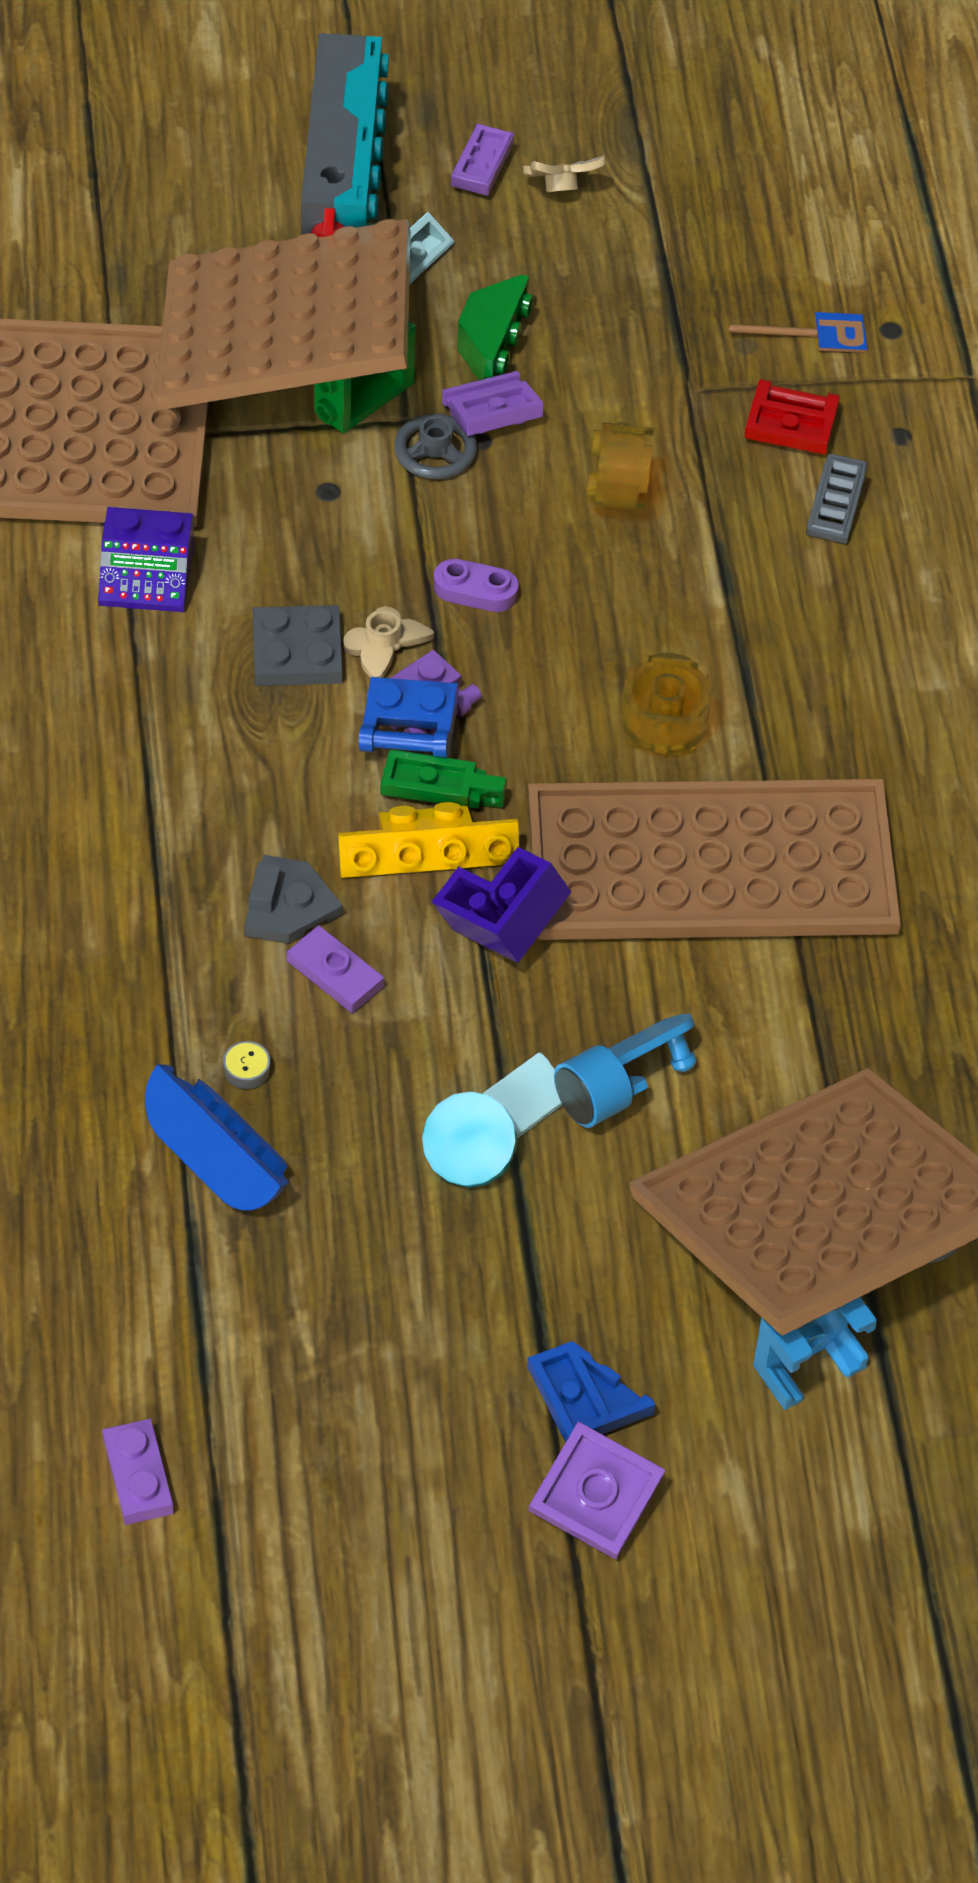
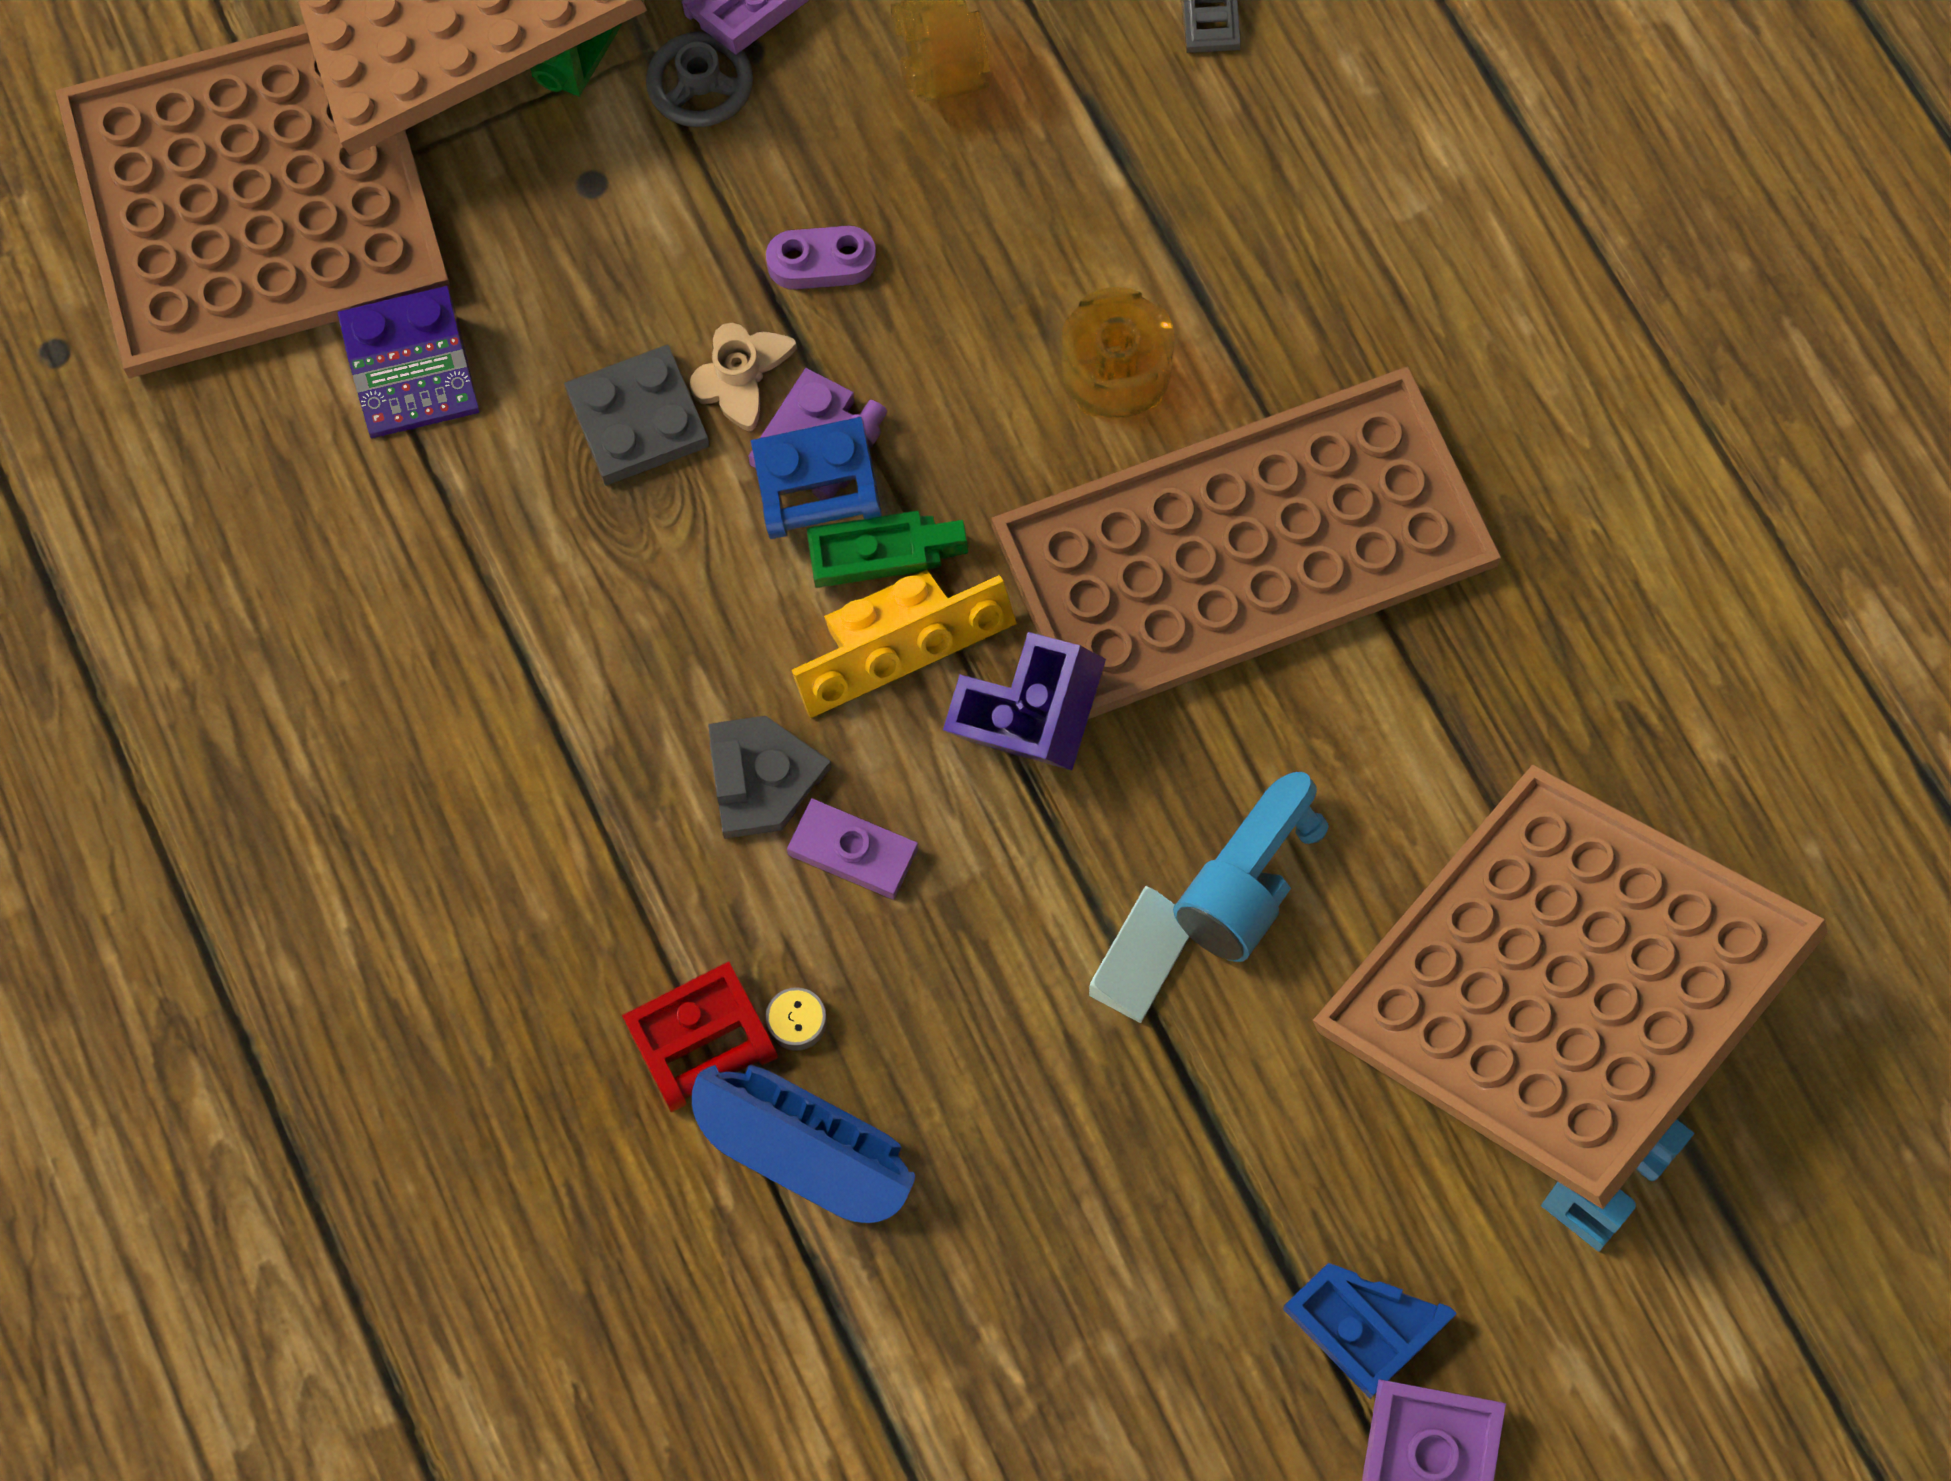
camera: 15 degrees left, 15 degrees up
(171, 1038) = (692, 1018): none -> red plate
(469, 1139) = (1105, 1033): tile -> none

